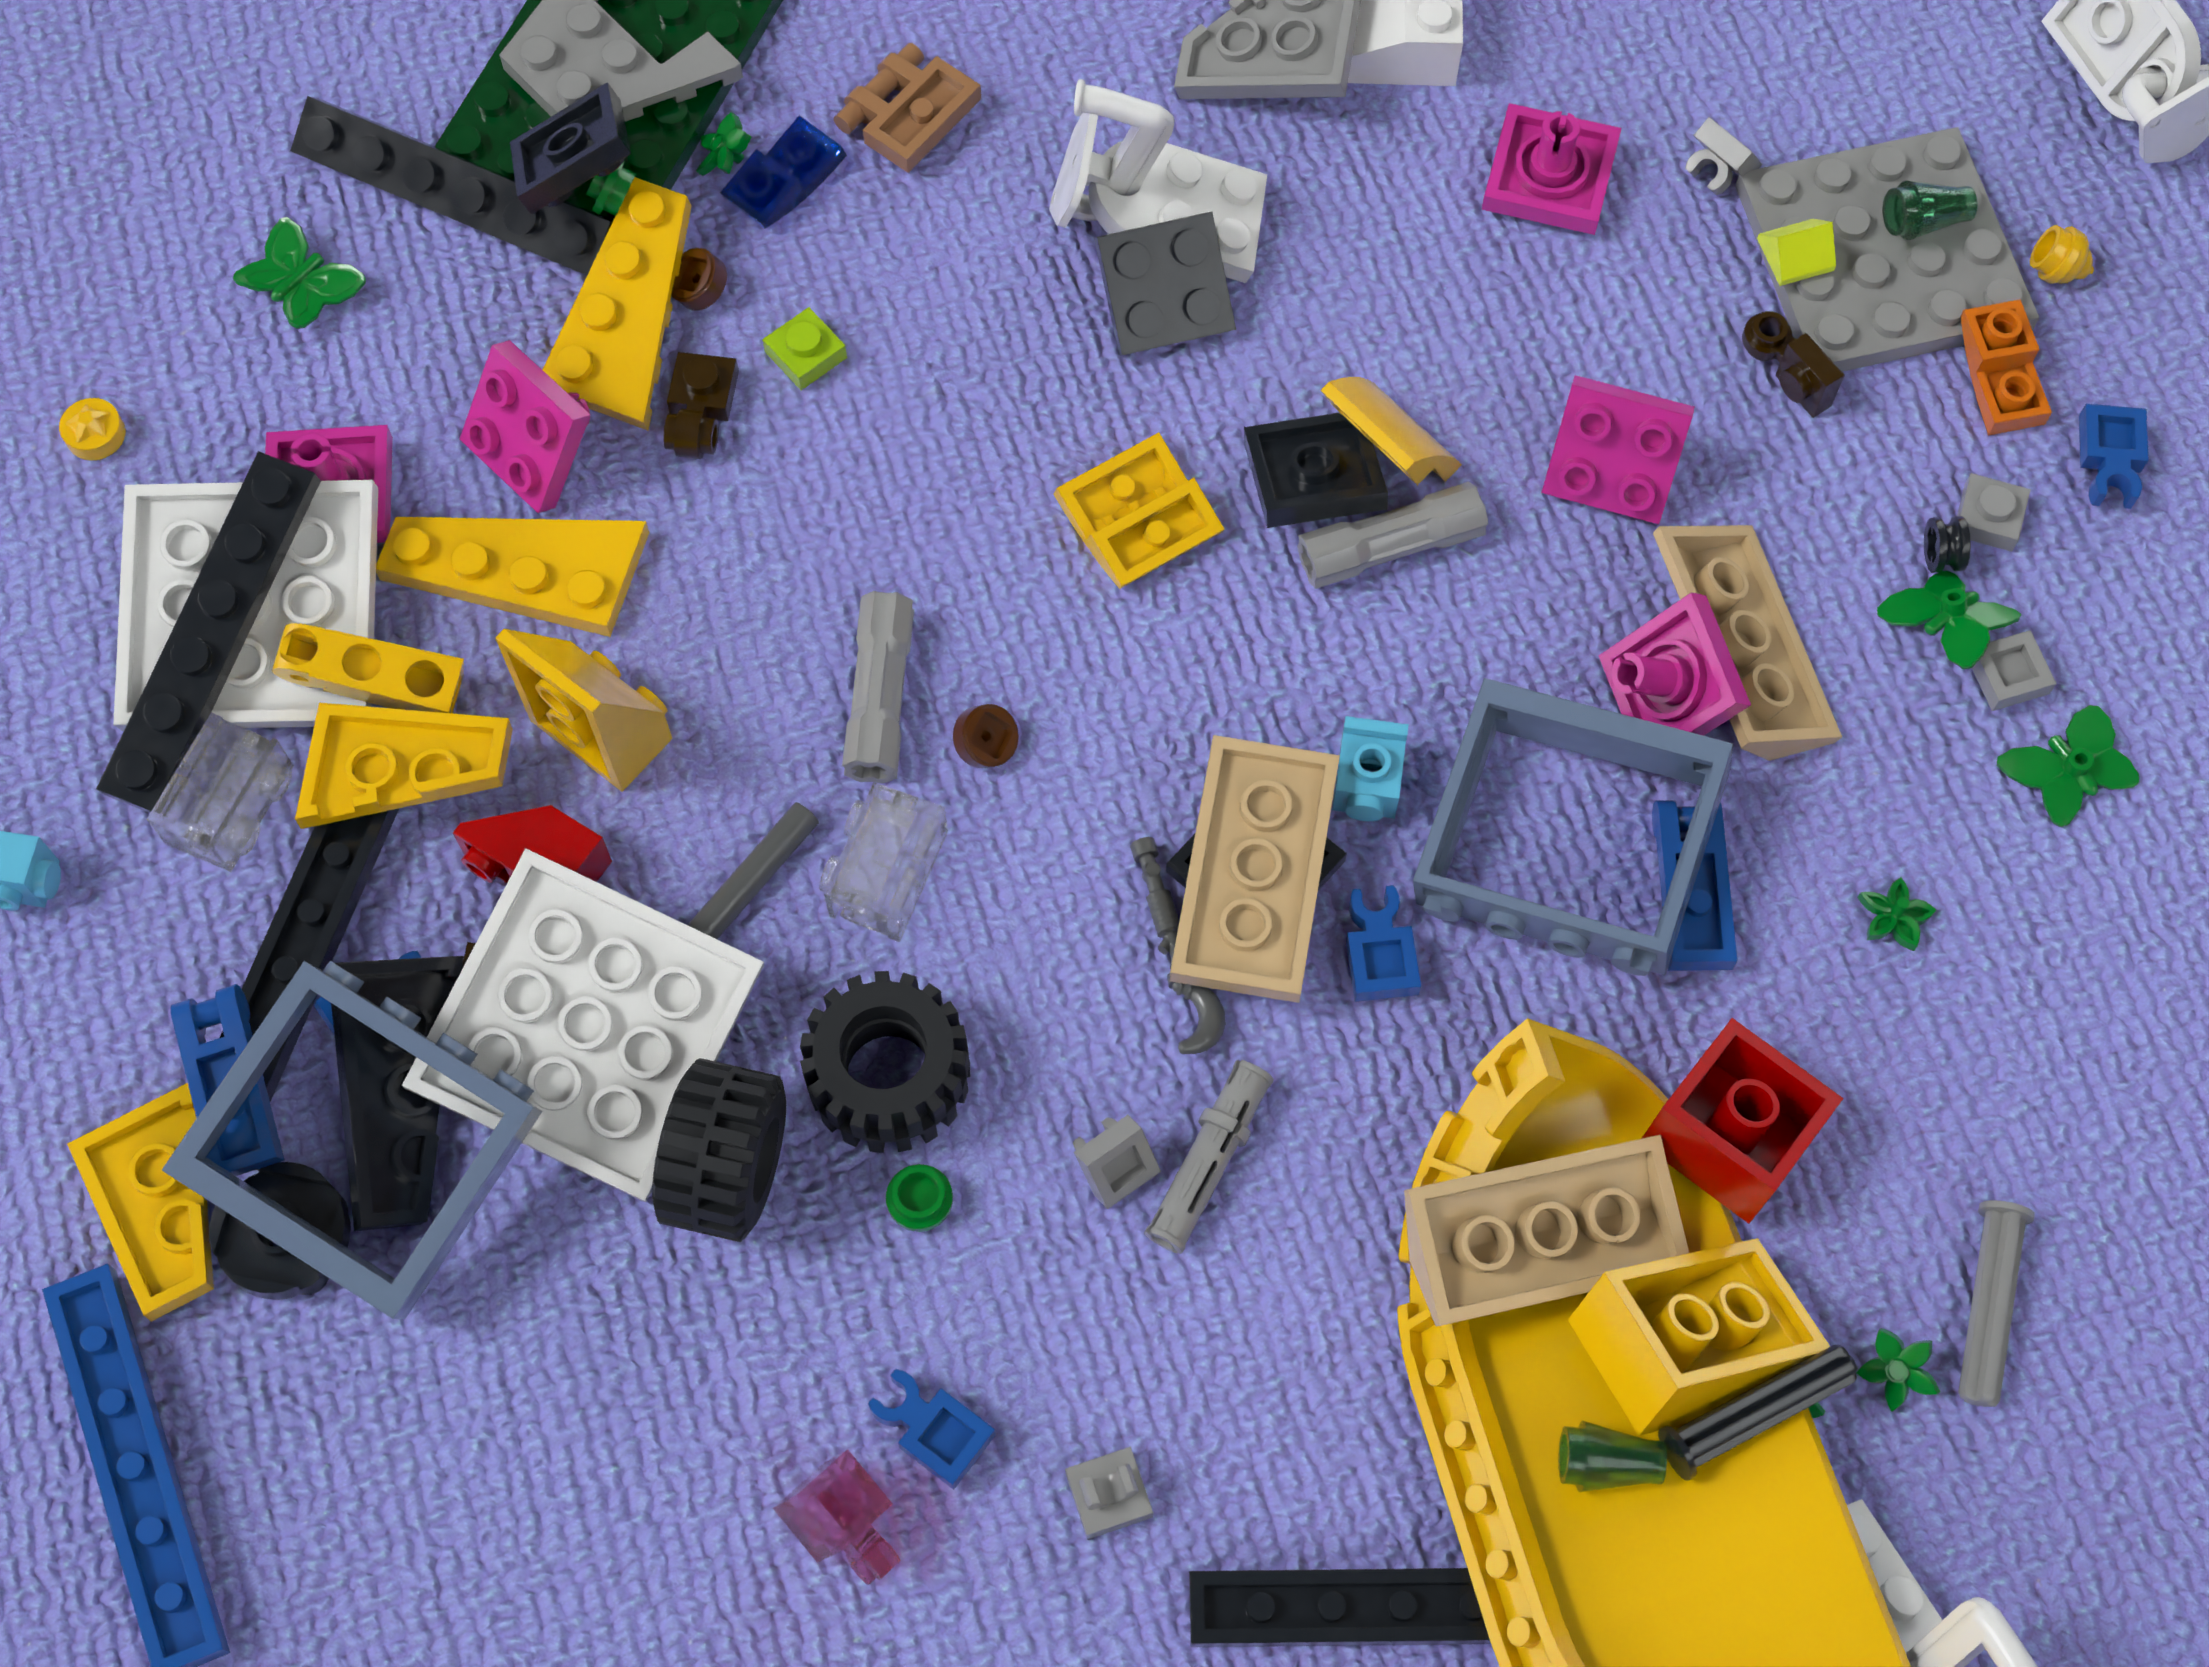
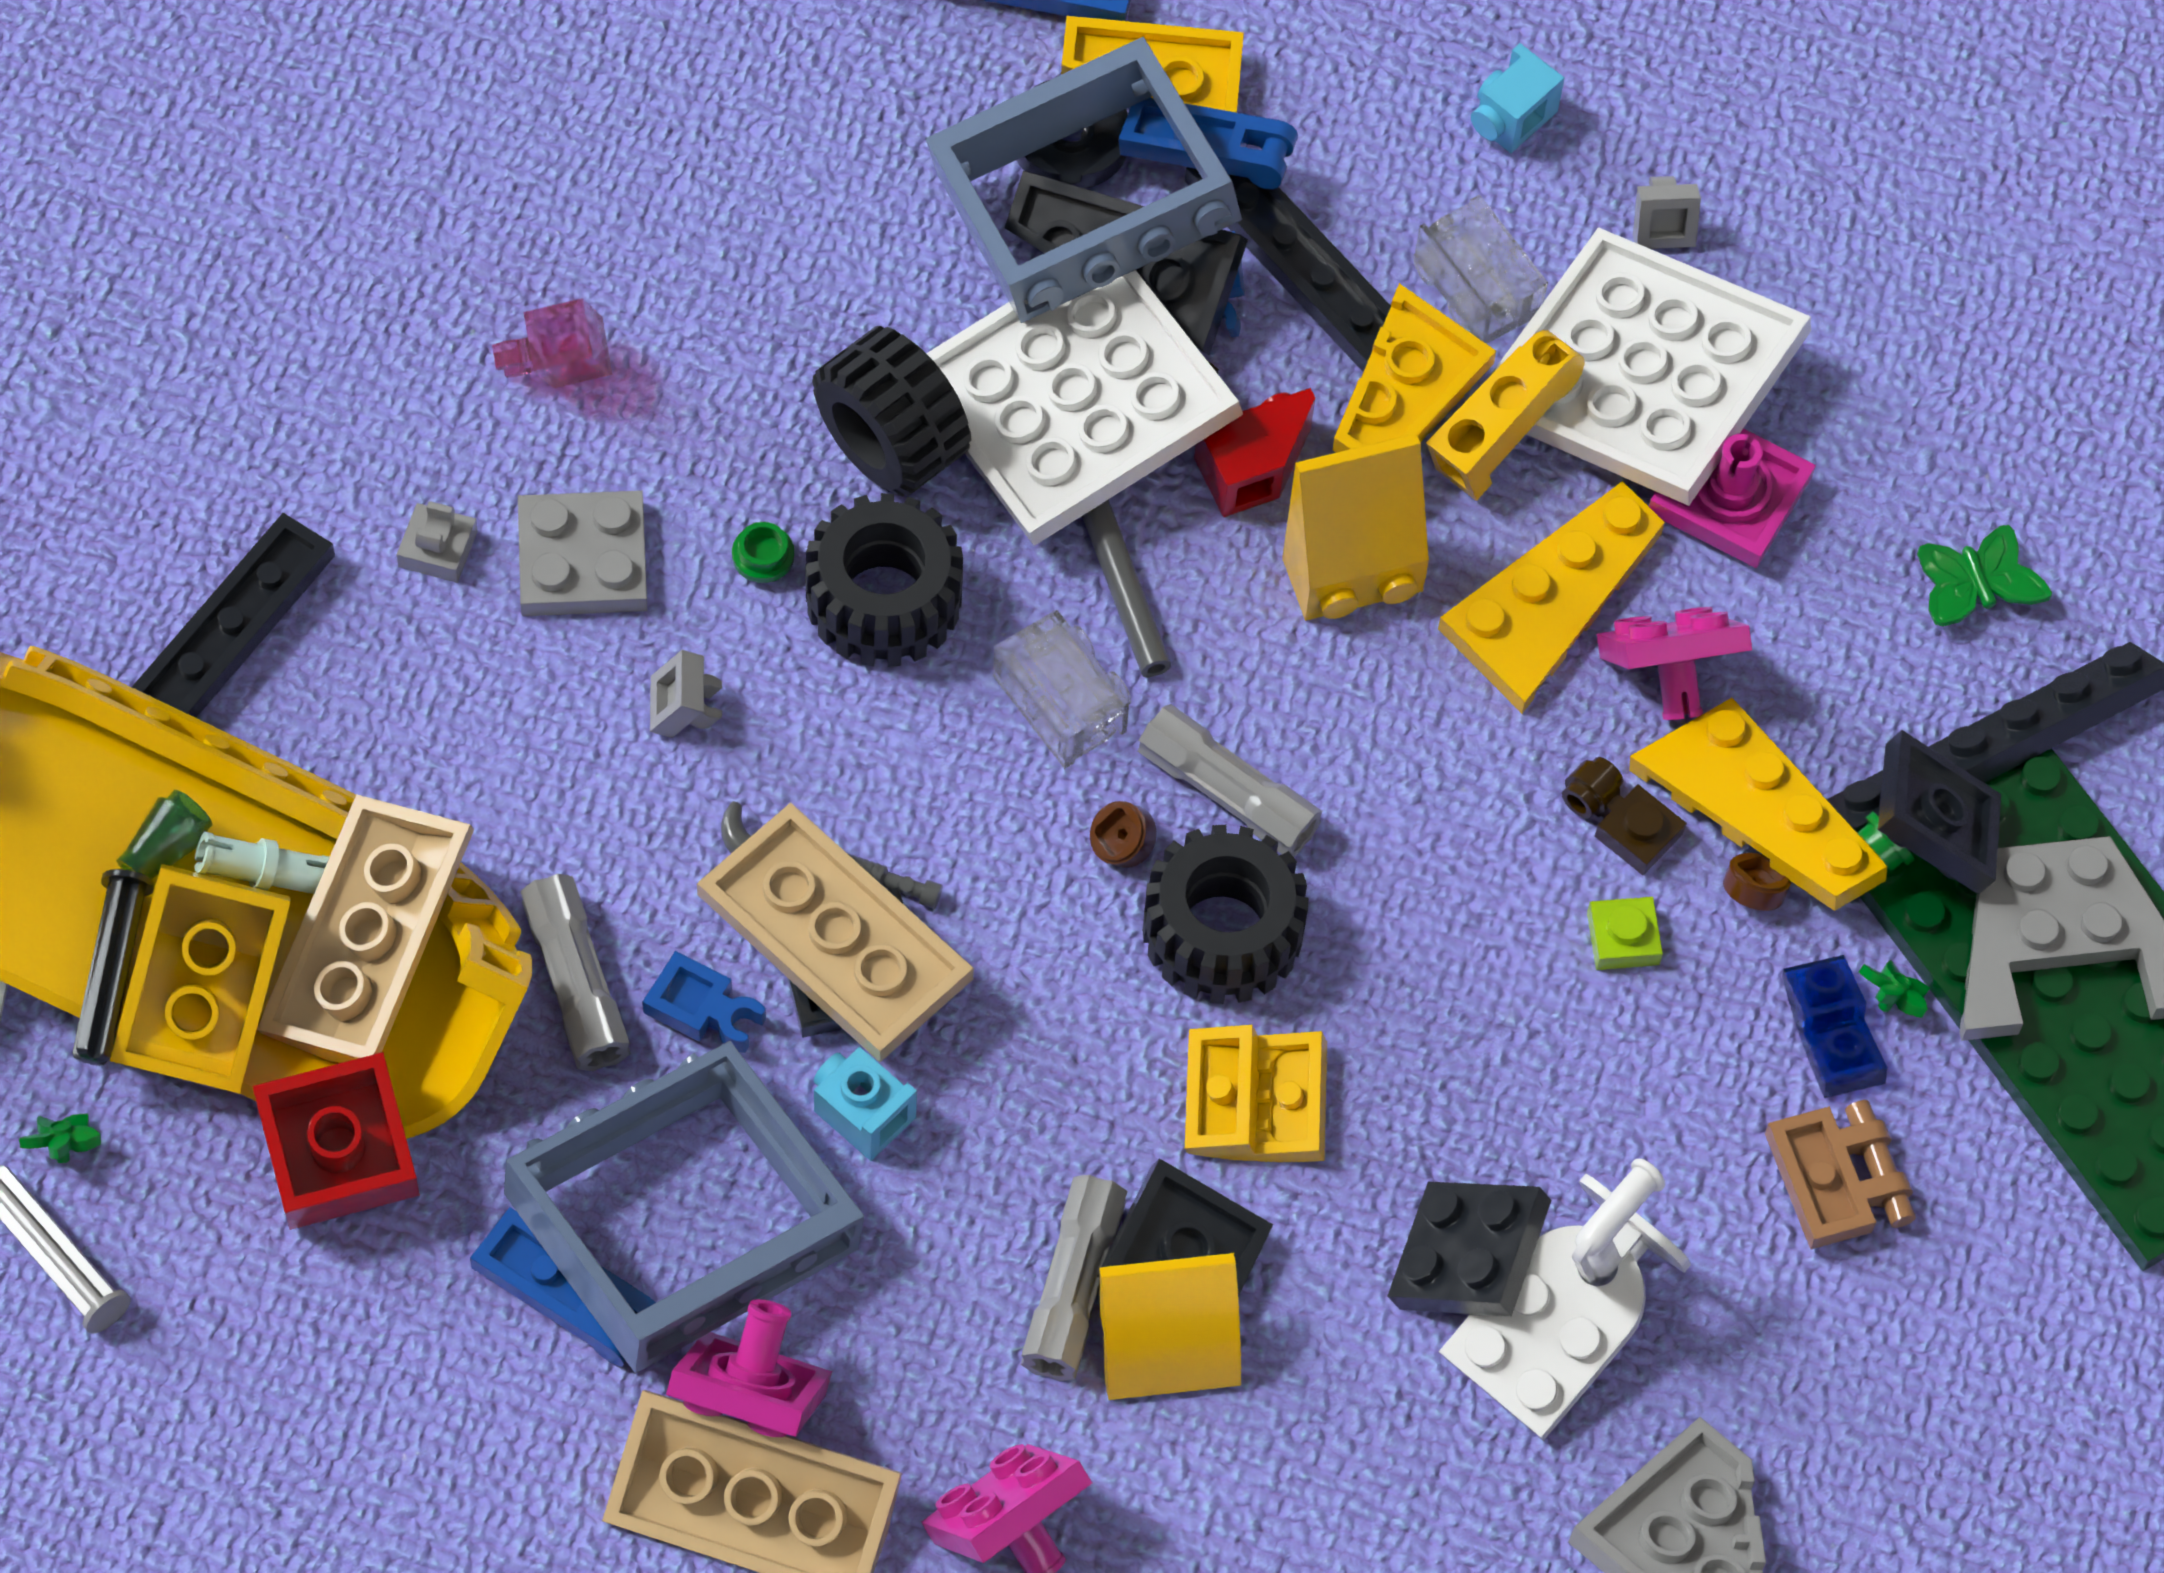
camera: 120 degrees right, 5 degrees down
(60, 684) = (1666, 214): none -> light grey tile
(92, 429) = (1920, 356): yellow tile -> none
(210, 630) = (1630, 319): black plate -> none
(939, 1434) = (570, 456): blue plate -> none
(1002, 563) = (1235, 869): none -> black tyre
(1027, 1356) = (582, 553): none -> light grey plate
(1221, 1132) = (643, 786): light grey pin -> none
(1404, 1100) = (588, 1010): none -> light grey axle
(1560, 1362) = (259, 863): none -> light aqua pin
(1896, 914) = (414, 1437): green plant -> none

